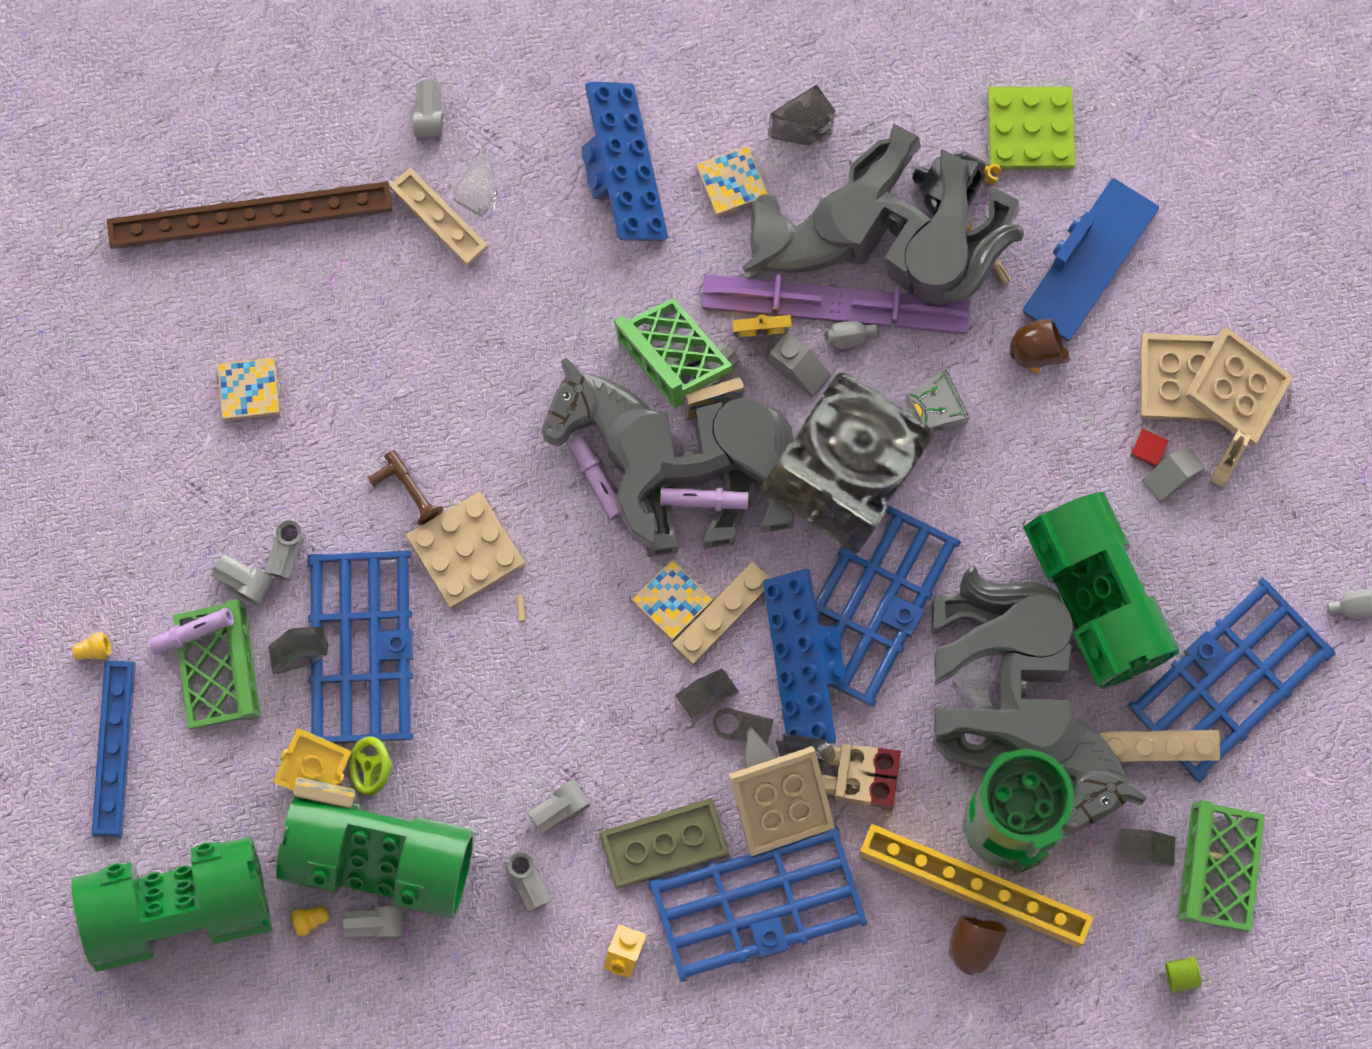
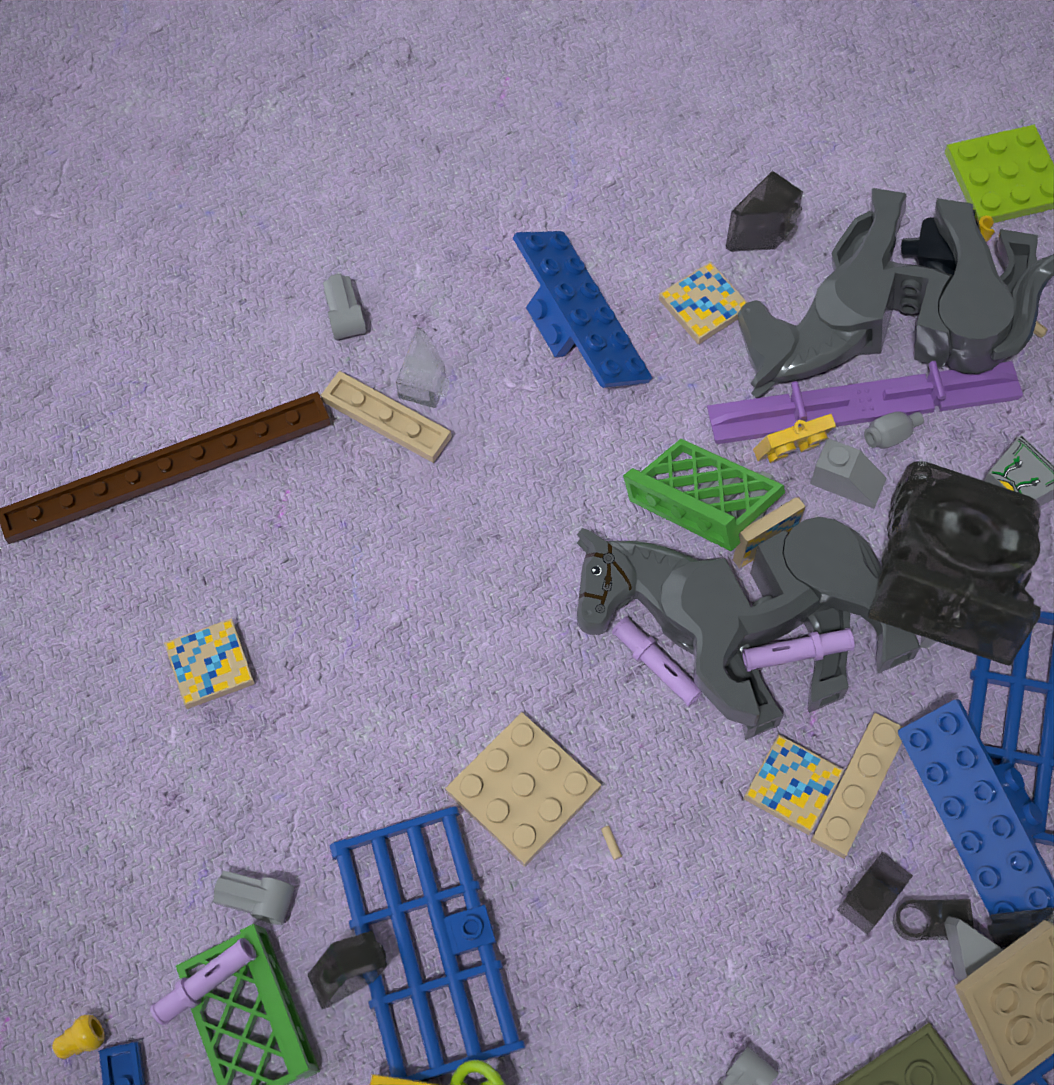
camera: 10 degrees left, 10 degrees down
(284, 552) = (299, 848): light grey piece -> none
(396, 465) = (410, 708): reddish brown piece -> none

